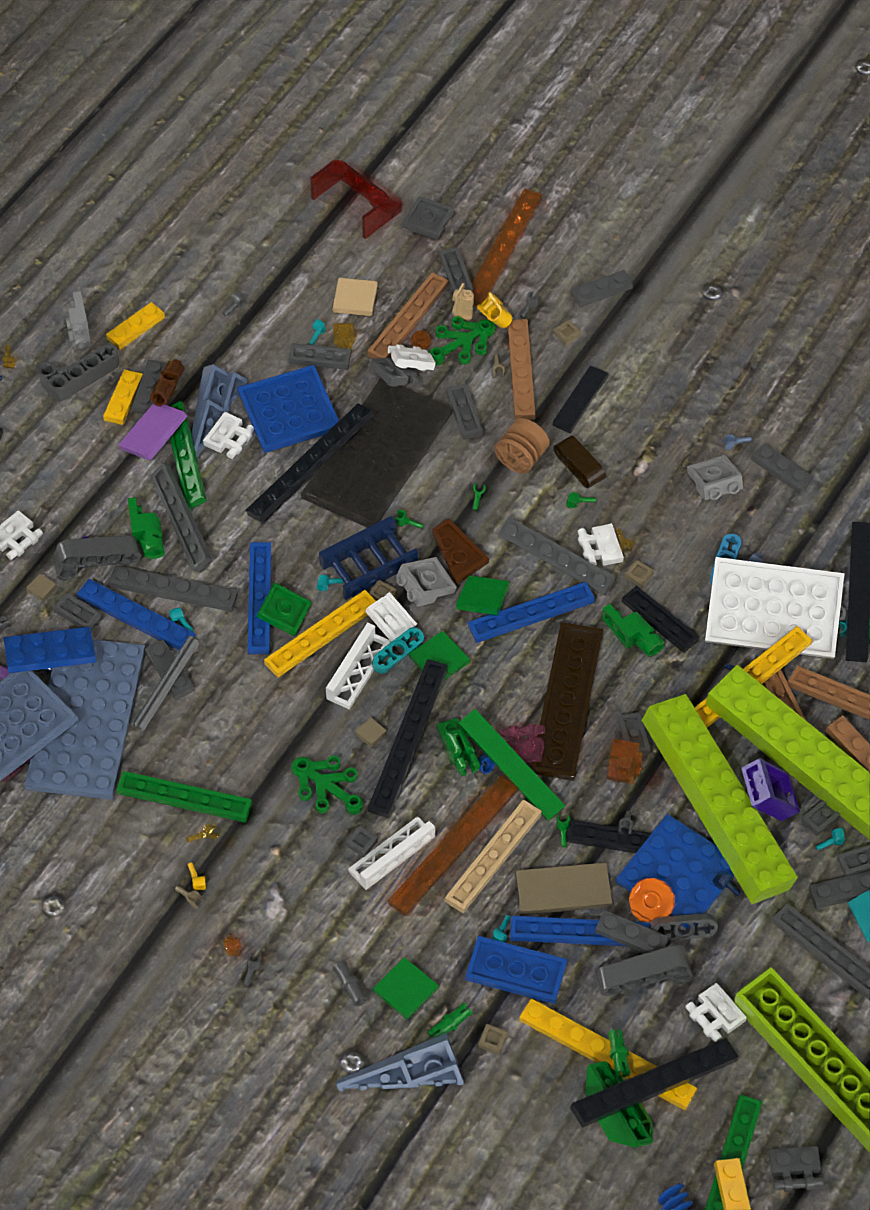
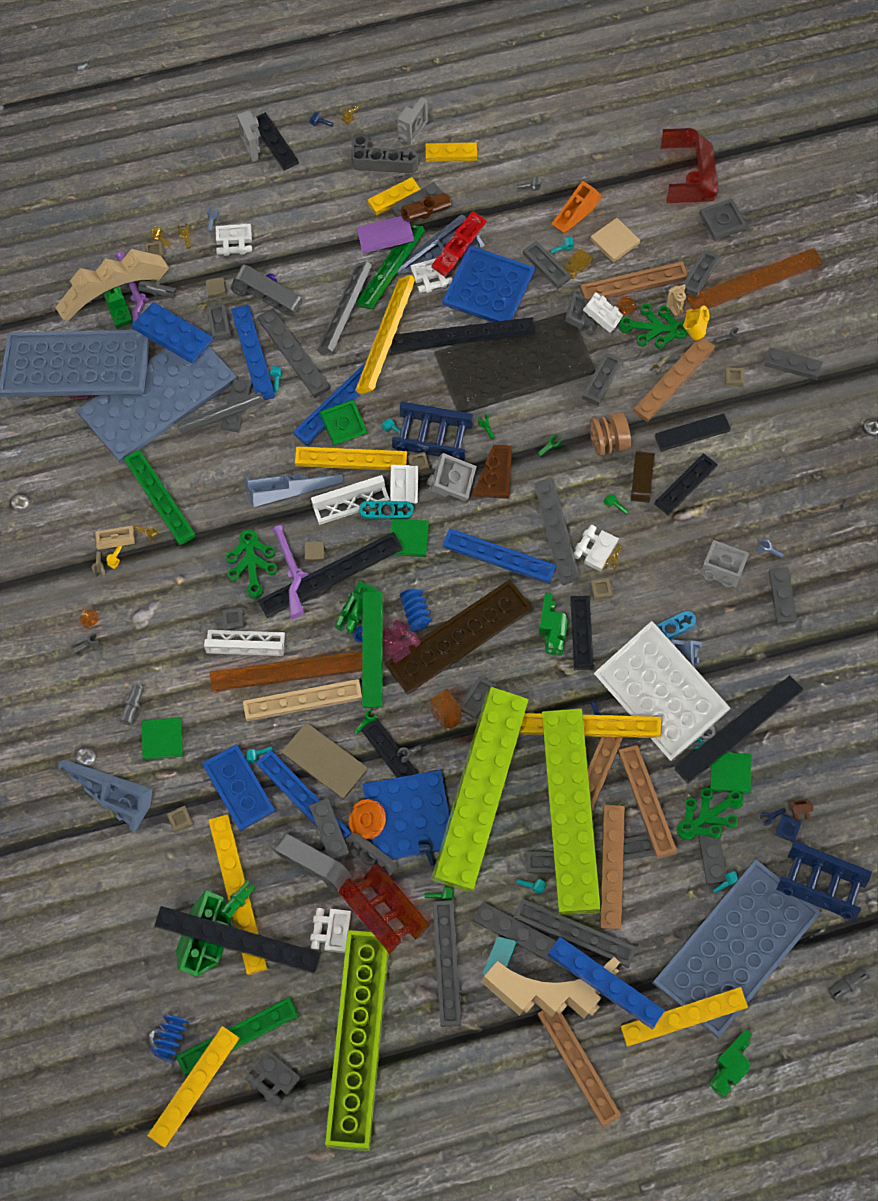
camera: 45 degrees right, 10 degrees up
(146, 530) = (313, 298): green plate -> none
(182, 864) = (116, 538): none -> tan tile
(230, 391) = (458, 244): none -> red slope
(245, 510) = (385, 335): none -> yellow plate
(284, 704) = (275, 488): none -> sand blue wedge
(297, 292) = (577, 207): none -> orange slope
(409, 783) = (295, 606): none -> medium lavender piece
(450, 1021) = (164, 784): green pin -> none
(483, 595) = (478, 518): green tile -> none
(509, 707) = (415, 609): none -> blue piece
(618, 443) = (686, 484): none -> black tile
(744, 953) = (395, 900): none -> clear red fence
(769, 789) = (507, 806): dark purple window -> none
(775, 906) = (446, 895): none -> green hand

